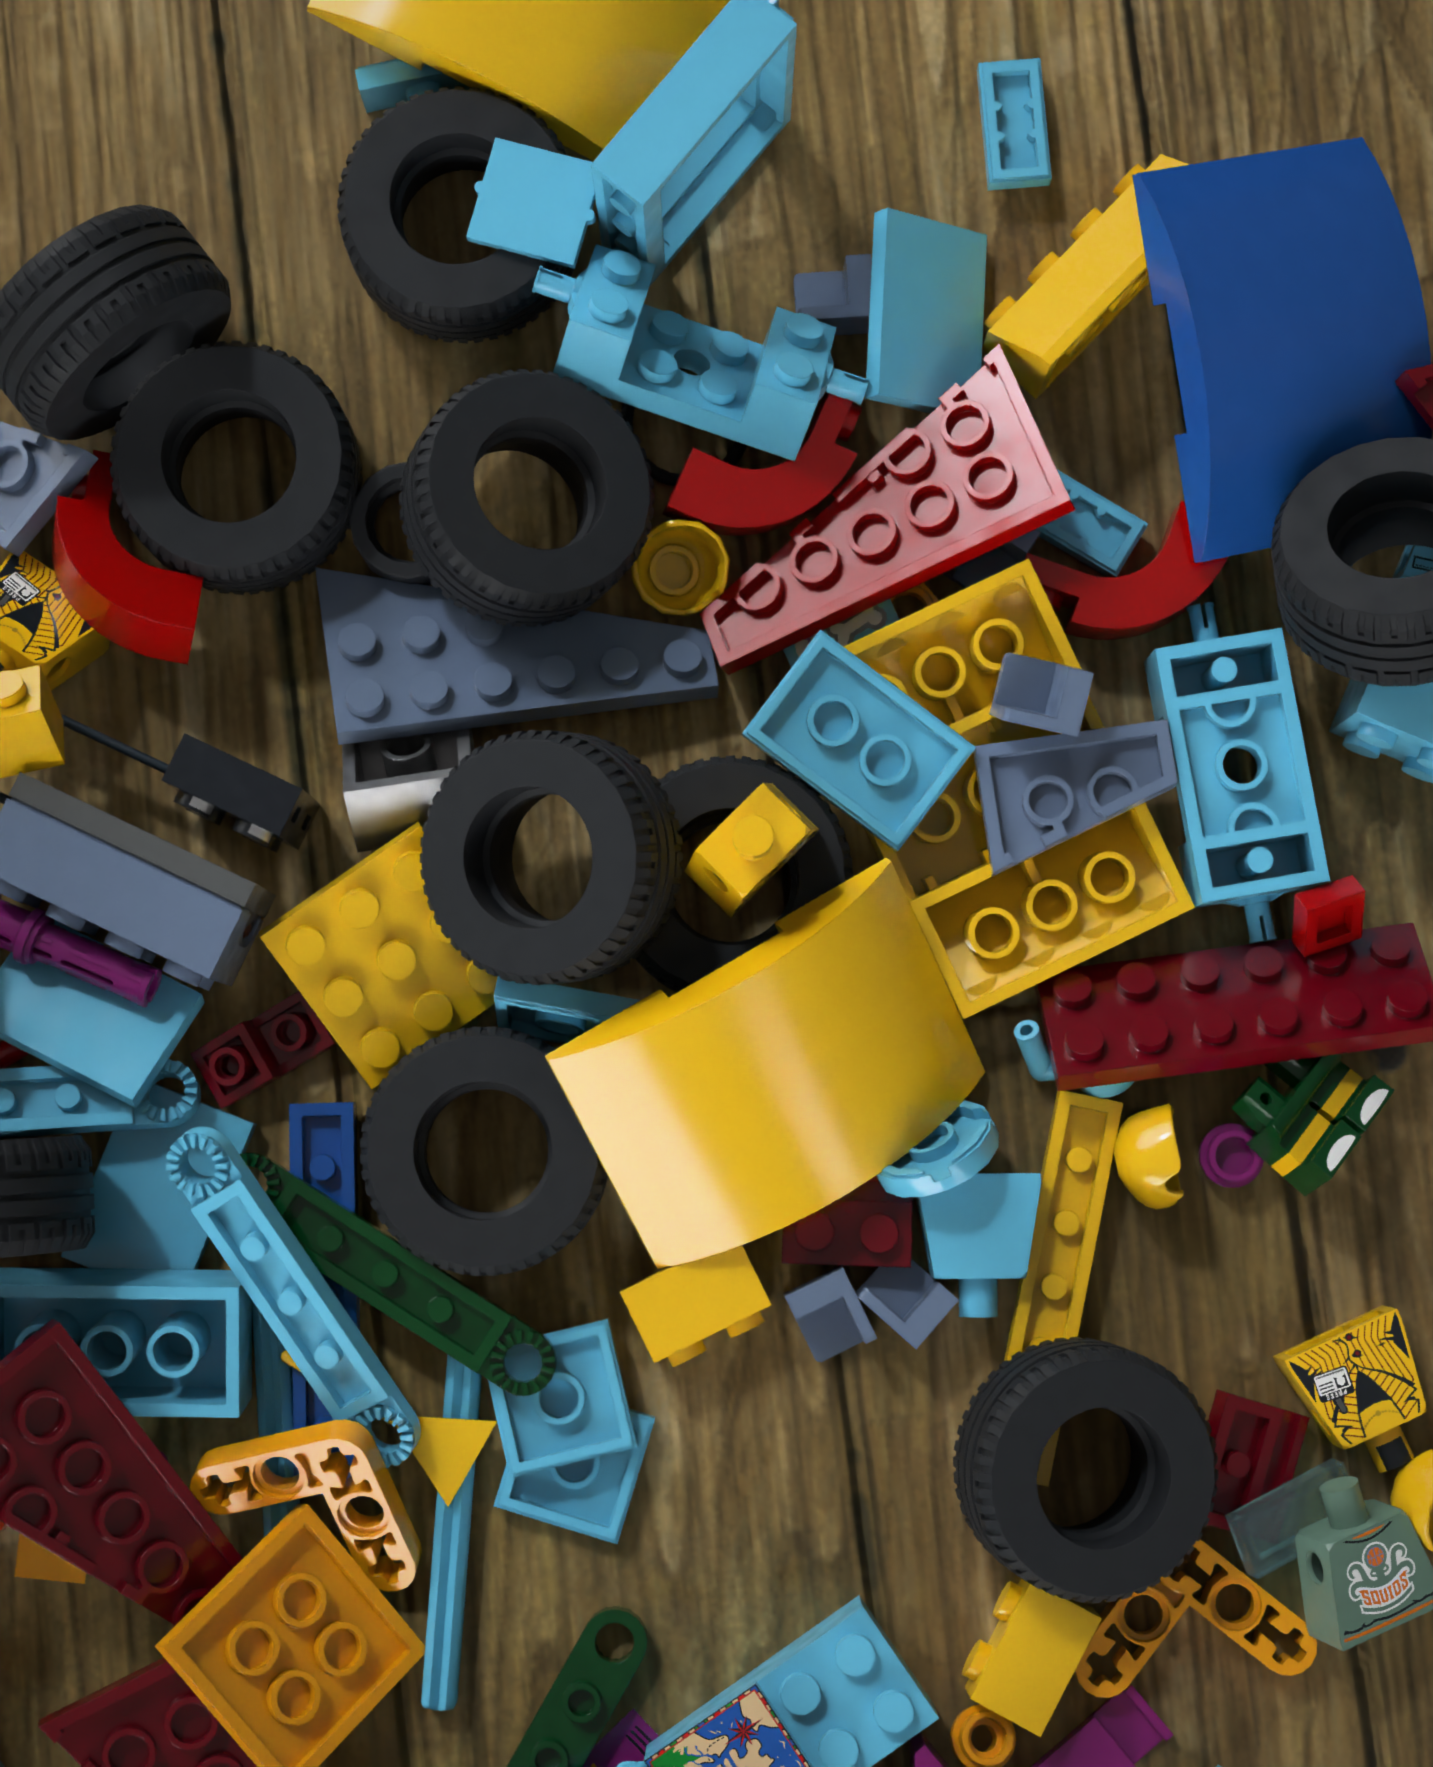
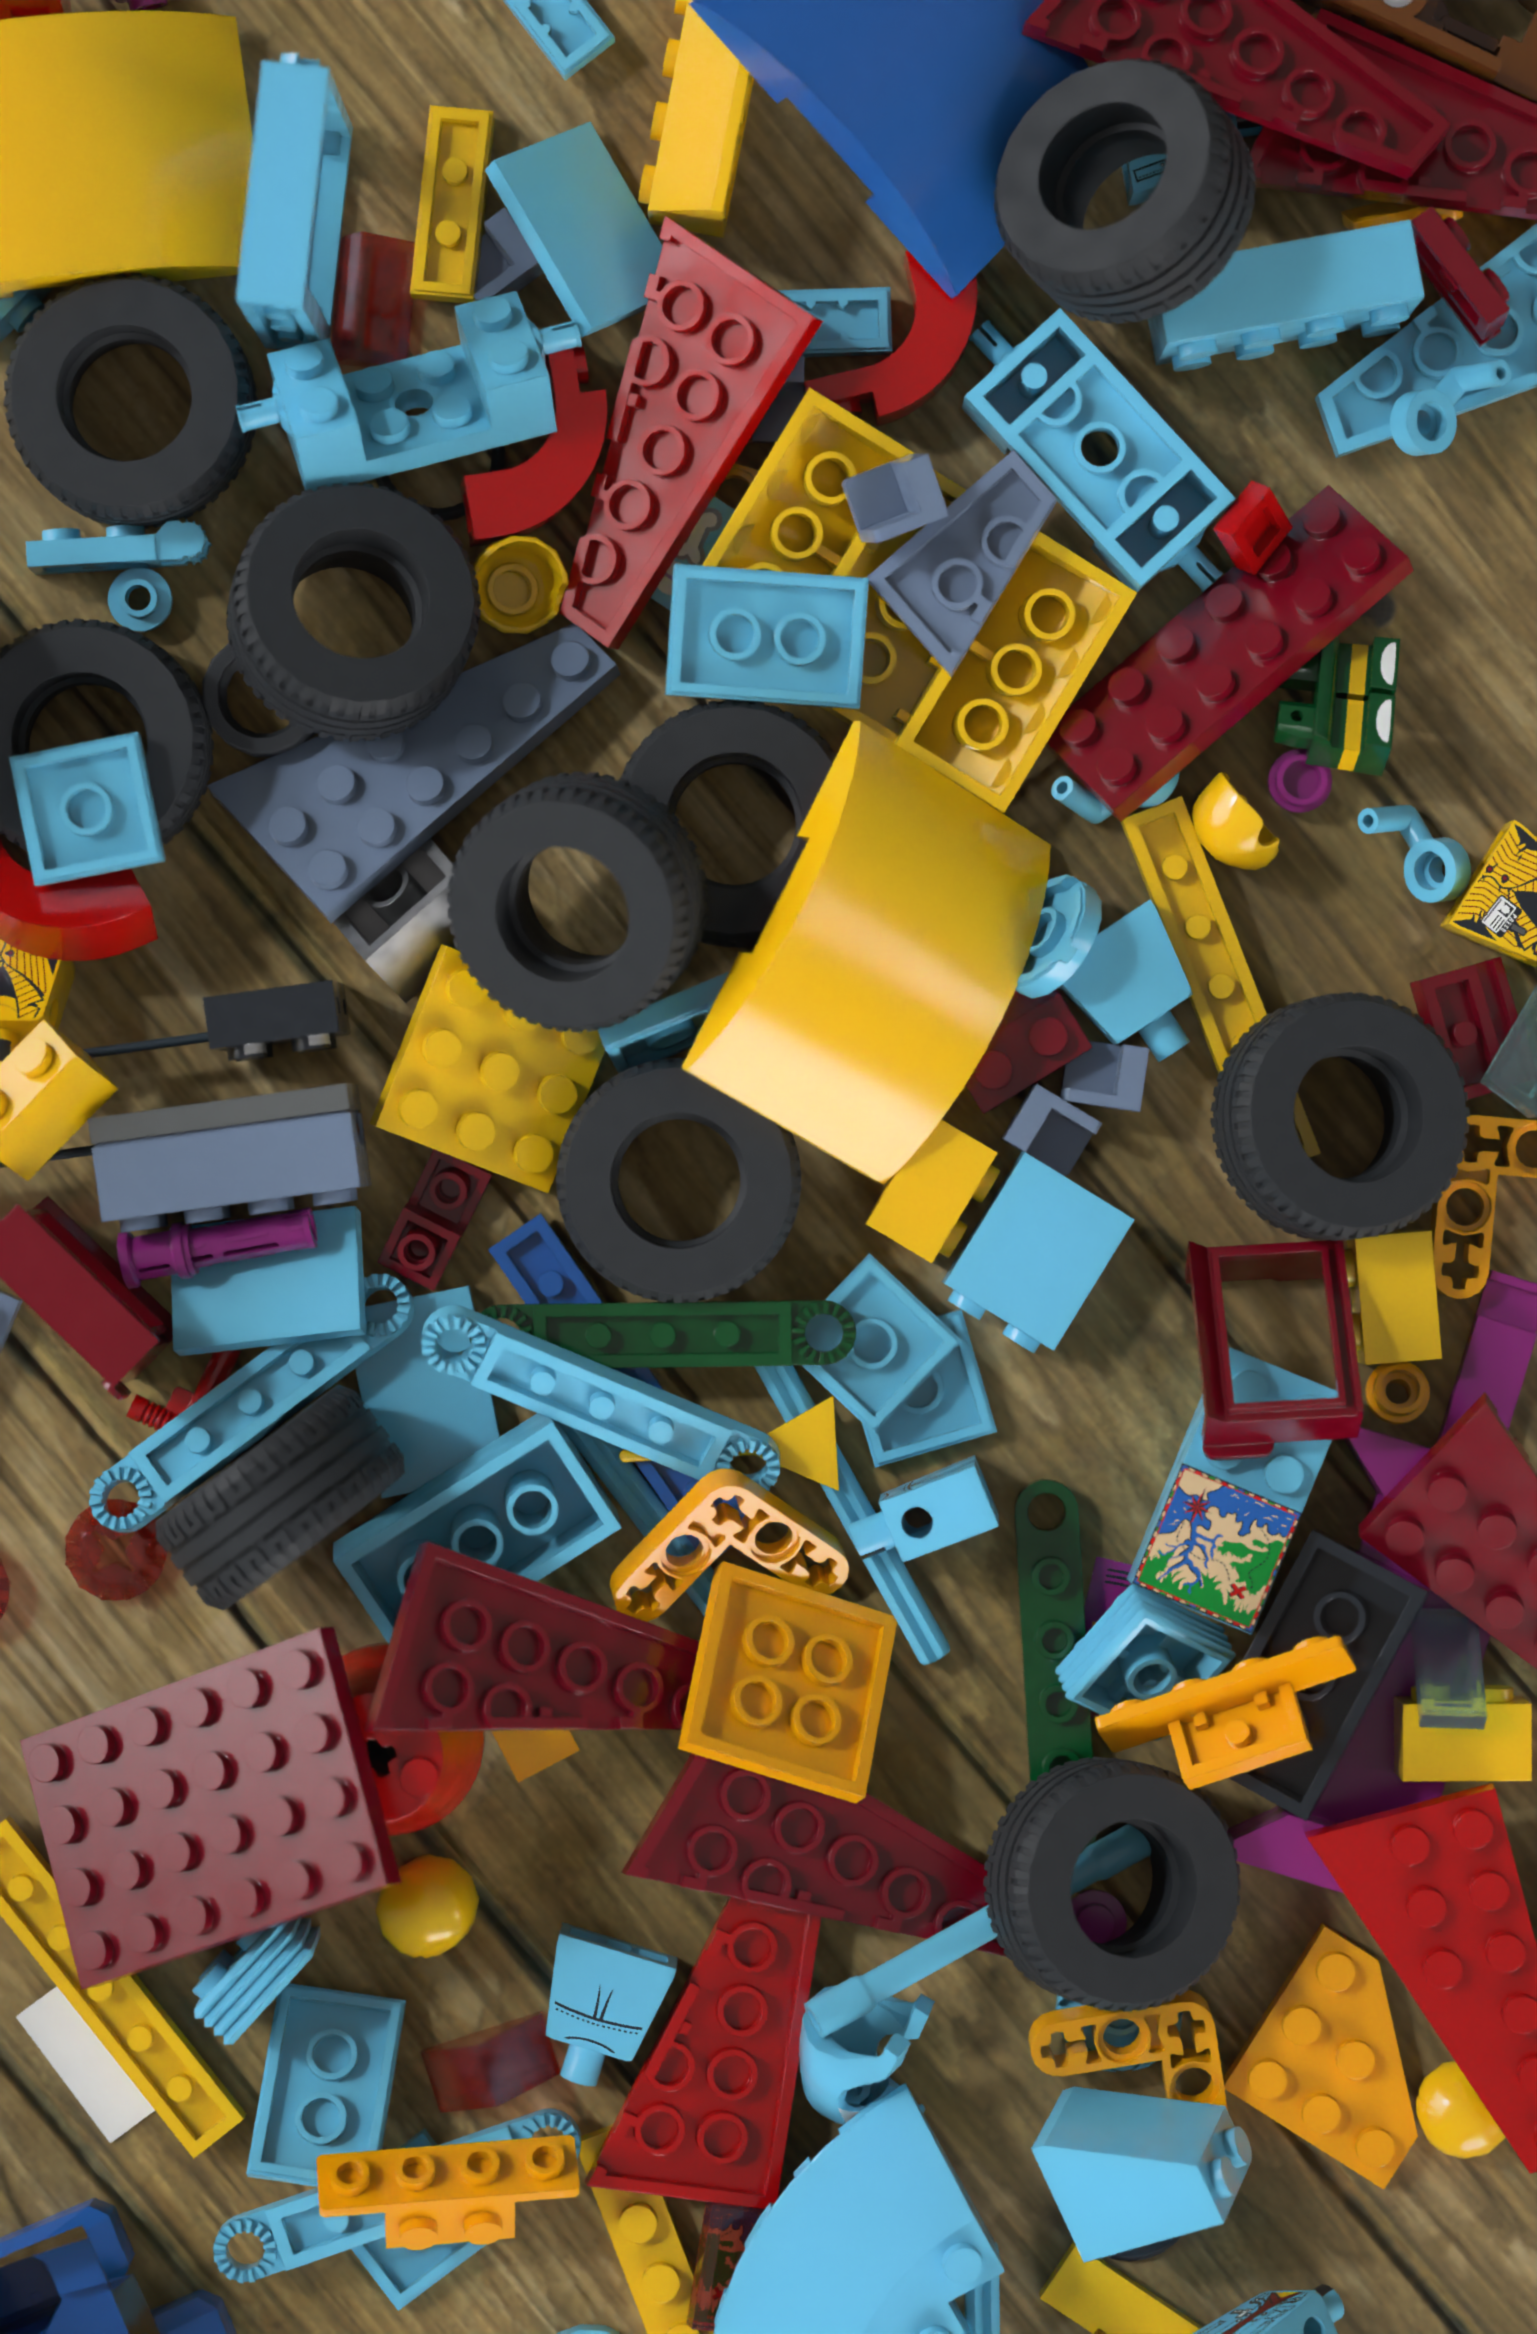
camera: 30 degrees left, 5 degrees up
(195, 515) = (87, 809): none -> medium azure tile
(366, 400) = (158, 608): none -> medium azure plate
(373, 330) = (122, 549): none -> medium azure hinge
(533, 203) = (194, 353): medium azure piece -> none
(540, 1577) = (953, 1497): none -> medium azure torso
(716, 264) = (372, 300): none -> clear red slope
(748, 1413) = (1036, 1254): none -> medium azure brick
(749, 848) = (737, 787): yellow torso -> none
(829, 229) = (452, 204): none -> yellow tile
(836, 1694) = (1253, 1427): none -> dark red piece
(1300, 1287) = (1426, 854): none -> medium azure plate

